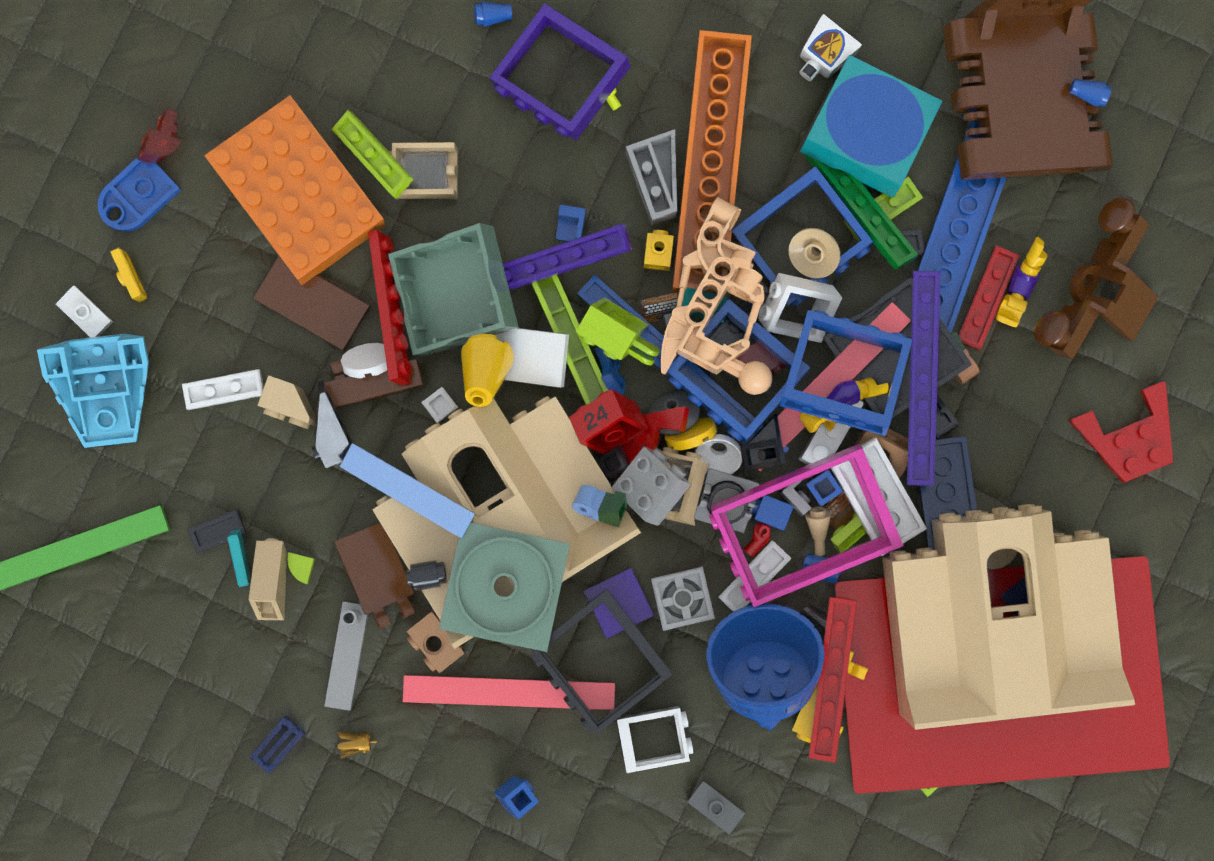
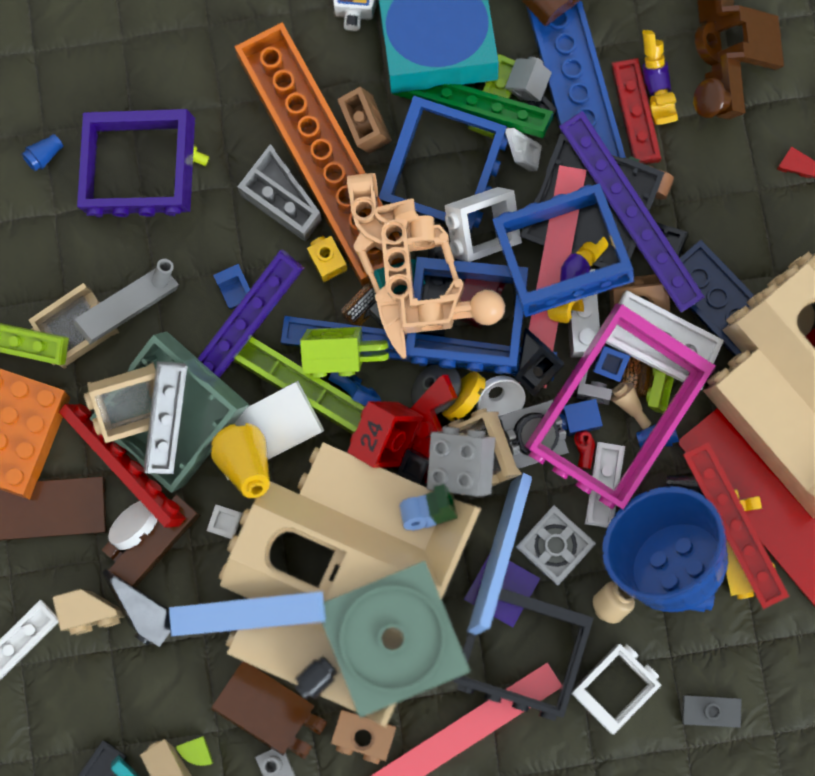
camera: 30 degrees left, 5 degrees down
(424, 264) = (122, 403): none -> window
(445, 294) = (165, 417): none -> tile
(478, 181) = (127, 302): none -> light grey piece
(634, 576) = (499, 554): none -> light blue tile
(694, 673) = (612, 603): none -> tan head
(764, 159) = (364, 120): none -> medium nougat brick
(809, 261) = (463, 179): tan dish -> none
(875, 269) = (524, 149): none -> white tile
(918, 214) = (528, 79): none -> light grey brick

